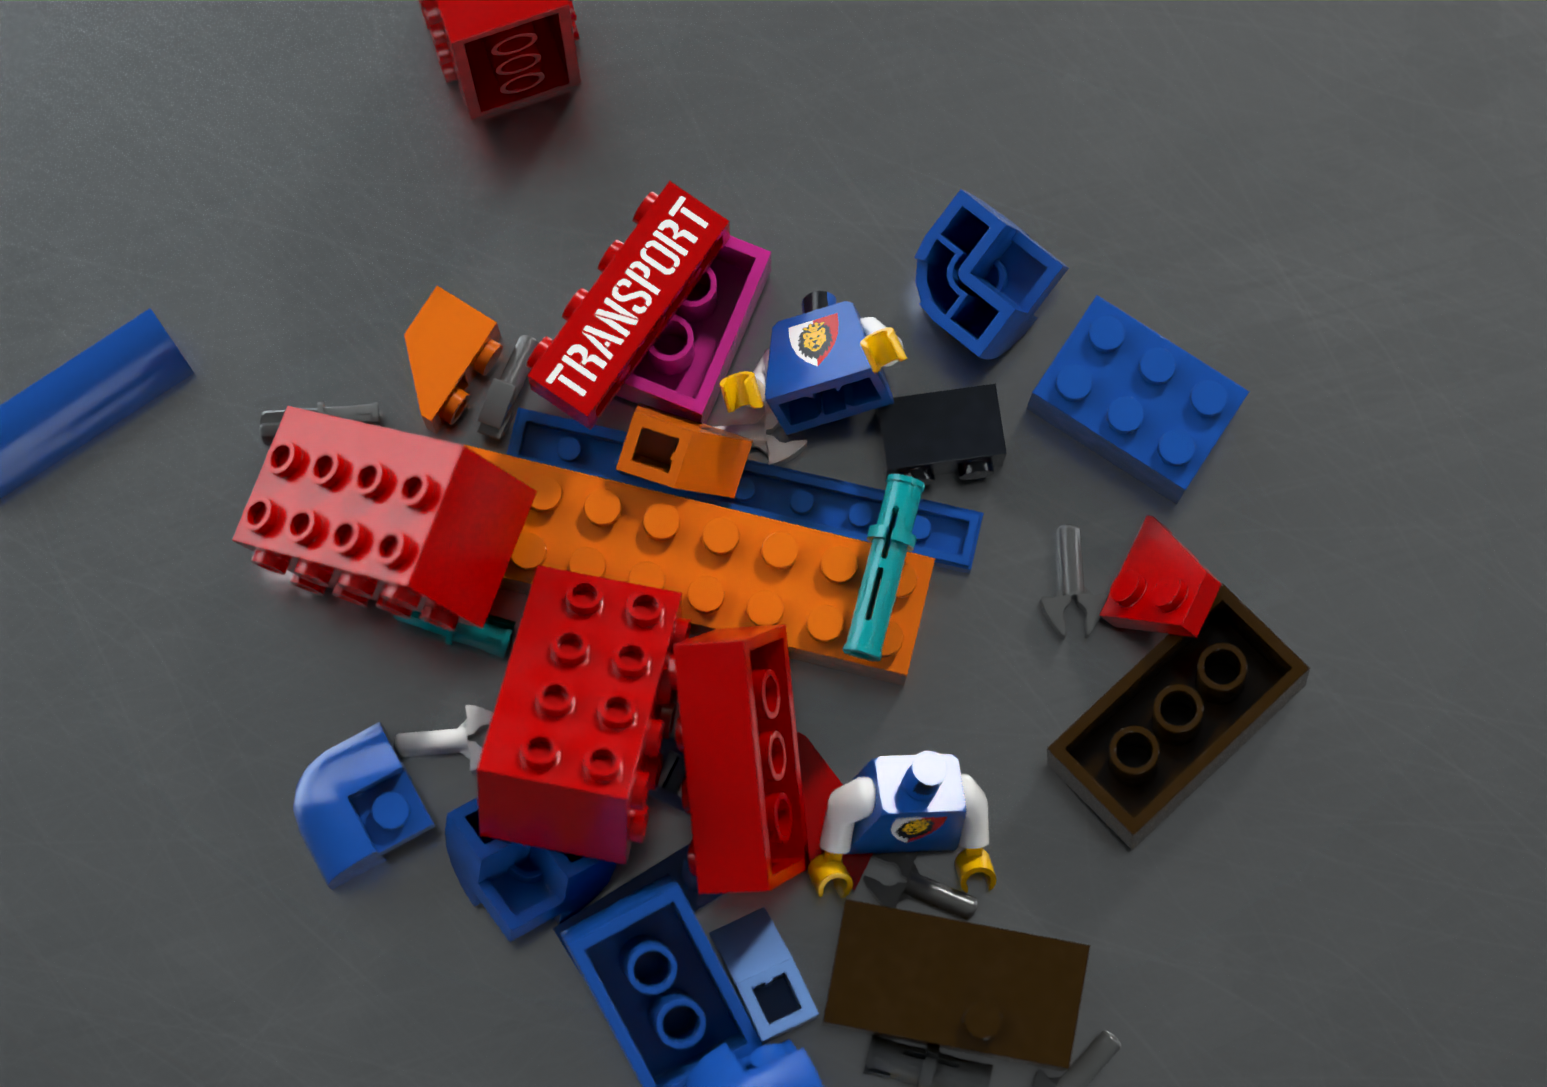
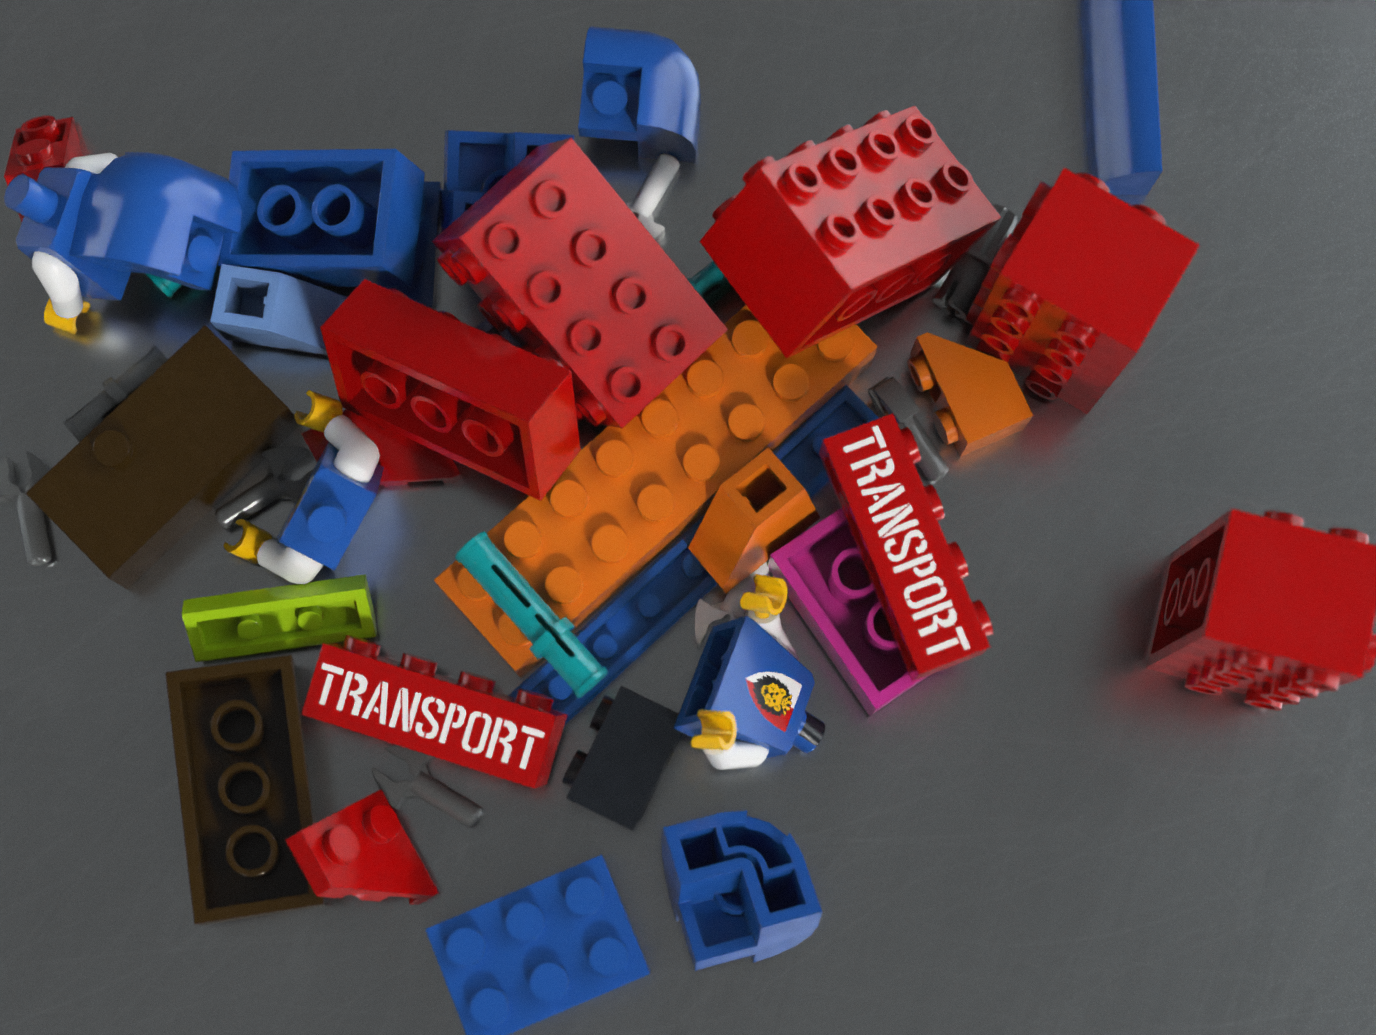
camera: 125 degrees right, 0 degrees up
(320, 297) = (1077, 288): none -> red brick
(1009, 606) = (435, 713): none -> red brick
(1021, 794) = (279, 618): none -> lime plate

